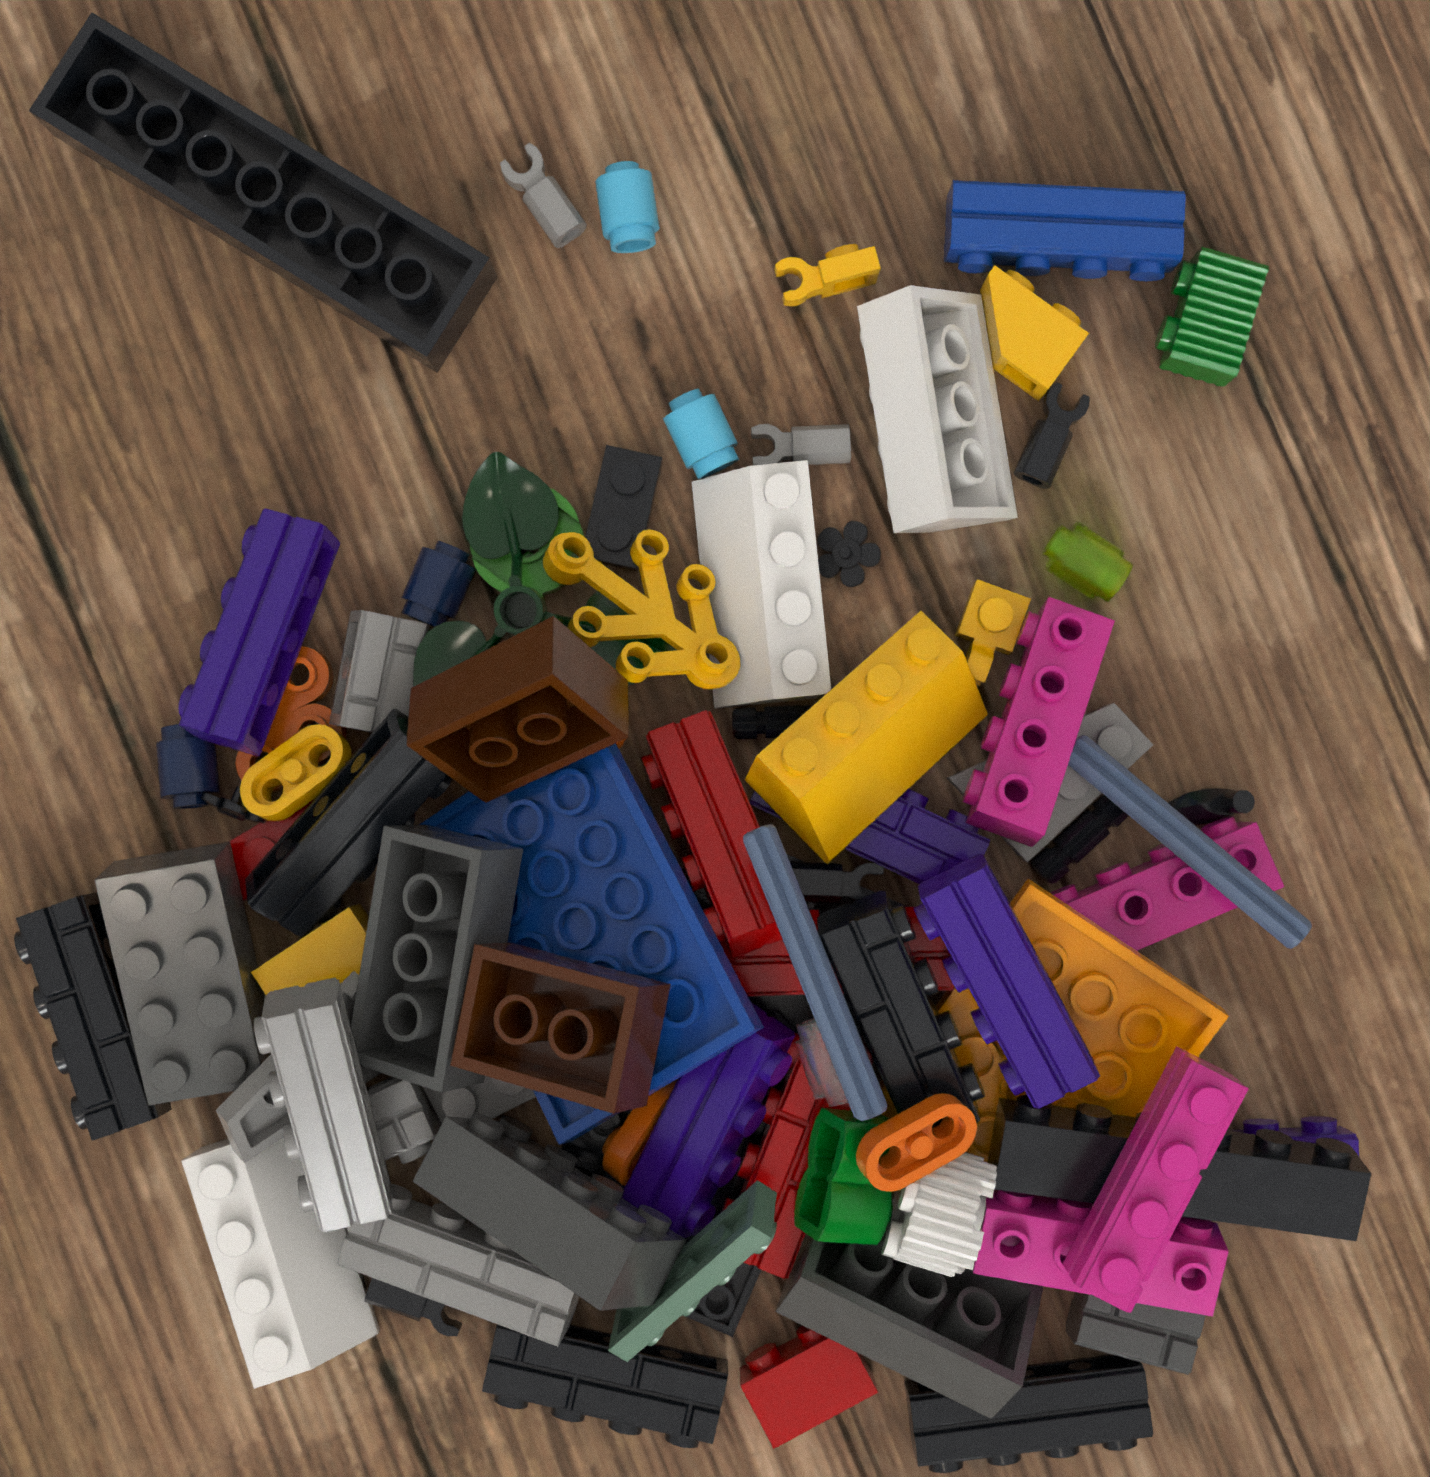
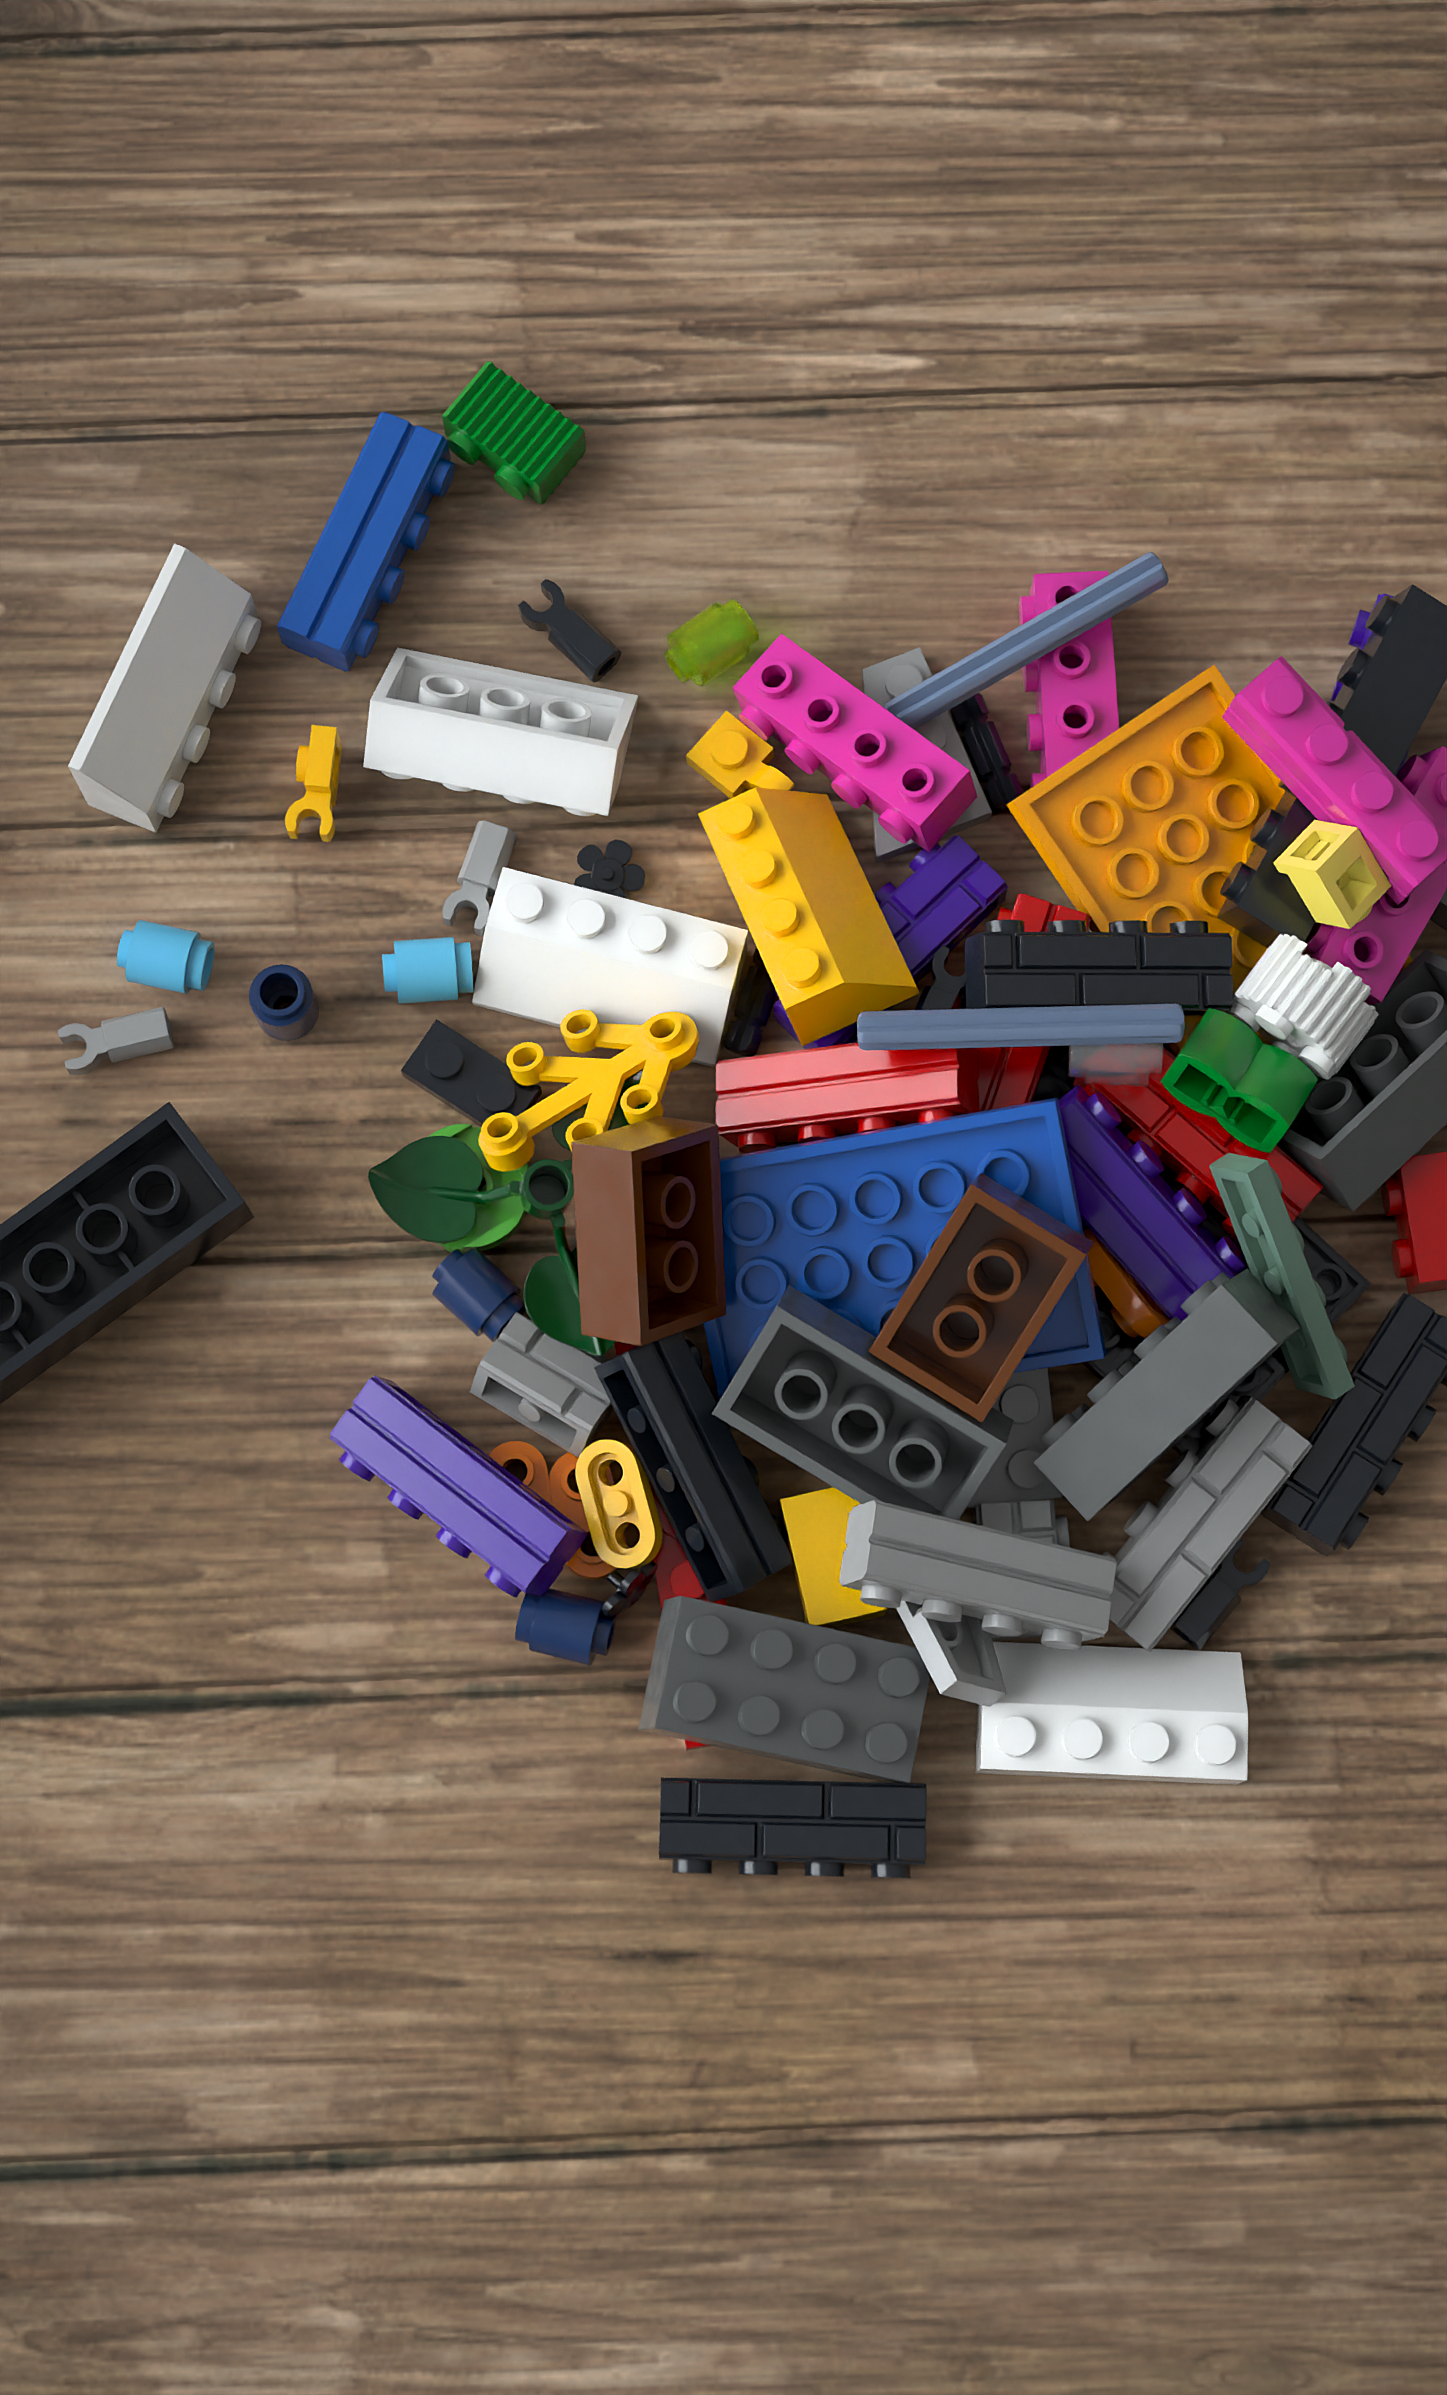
camera: 70 degrees left, 10 degrees down
(620, 305) = (281, 985): none -> dark blue brick
(859, 106) = (165, 691): none -> white slope
(914, 1144) = (1229, 1003): orange plate -> none
(1007, 982) = (1100, 855): dark purple brick -> none
(1026, 334) = (459, 616): yellow slope -> none
(1065, 1200) = (1334, 873): none -> light yellow brick
(1213, 804) = (1003, 607): black bar -> none

